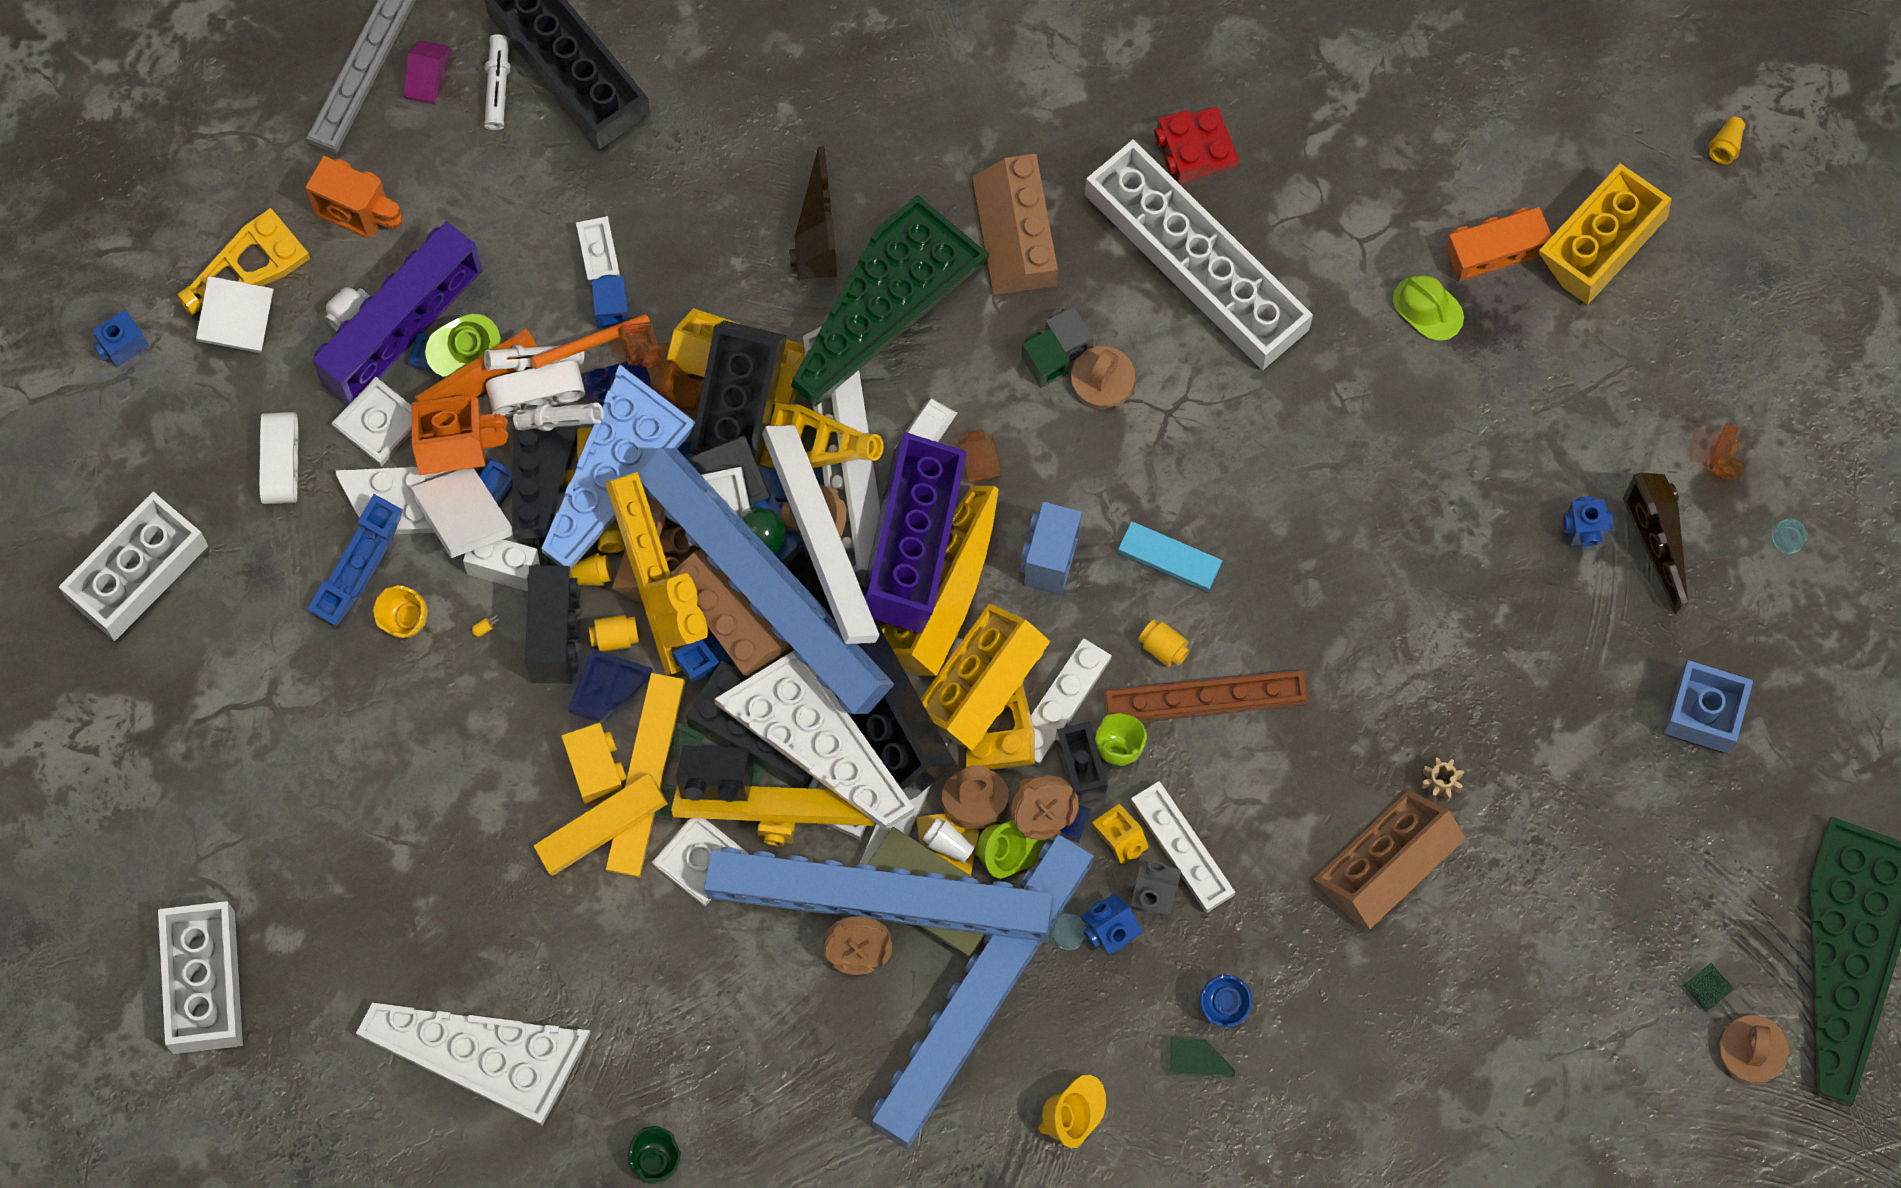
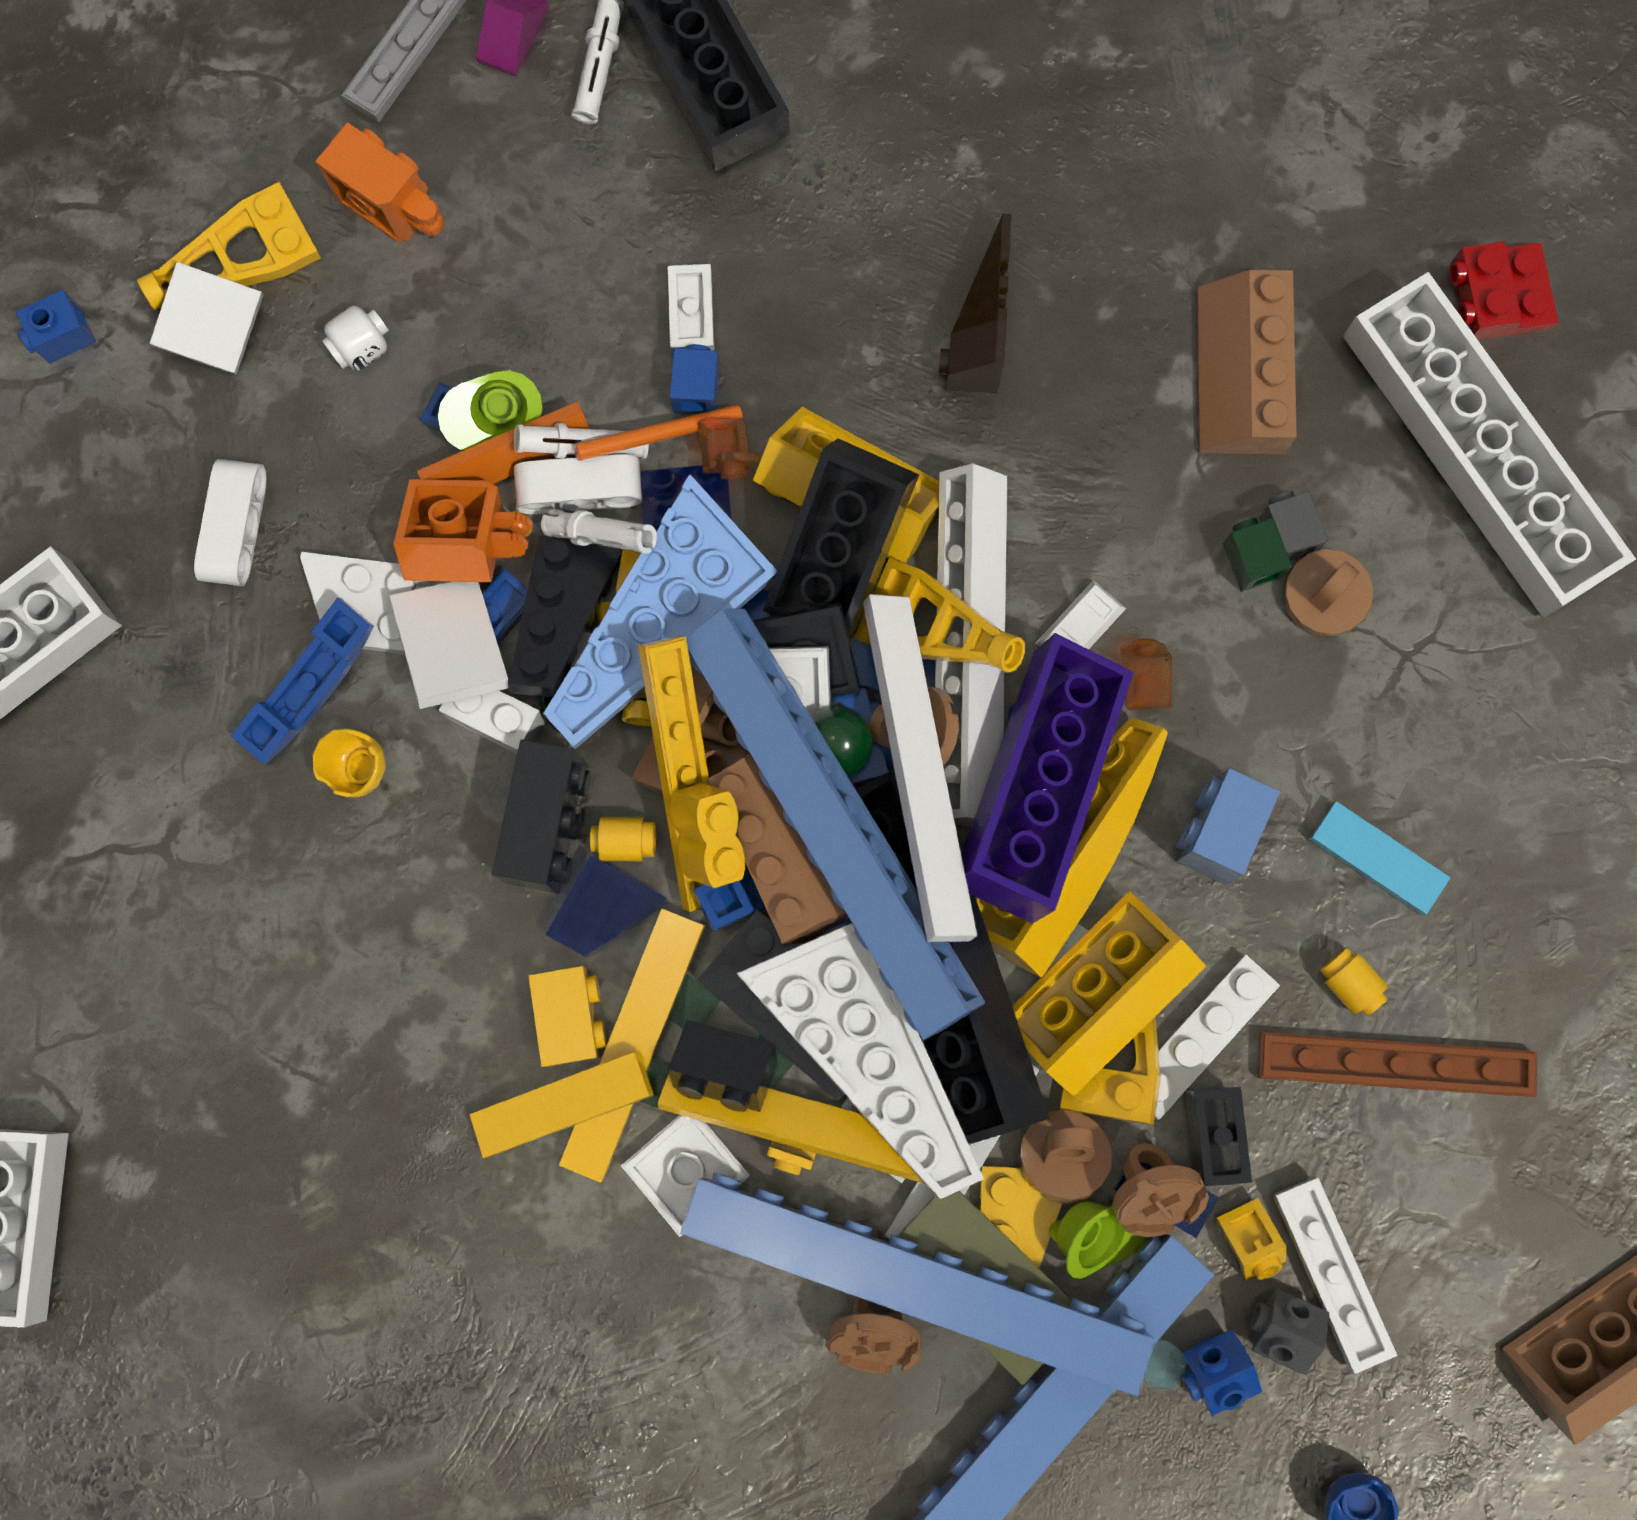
camera: 15 degrees right, 10 degrees up
(376, 421) = (364, 492): white tile -> none
(397, 313) = (412, 352): dark purple brick -> none
(483, 626) = (457, 796): yellow piece -> none
(492, 1057) = (367, 1403): white wing -> none
(593, 570) = (609, 747): yellow cone -> none
(676, 386) = (761, 513): clear orange bracket -> none
(898, 279) = (1080, 414): dark green wing -> none
(947, 840) = (1017, 1215): white cone -> none
(1120, 739) = (1276, 1110): lime hair -> none

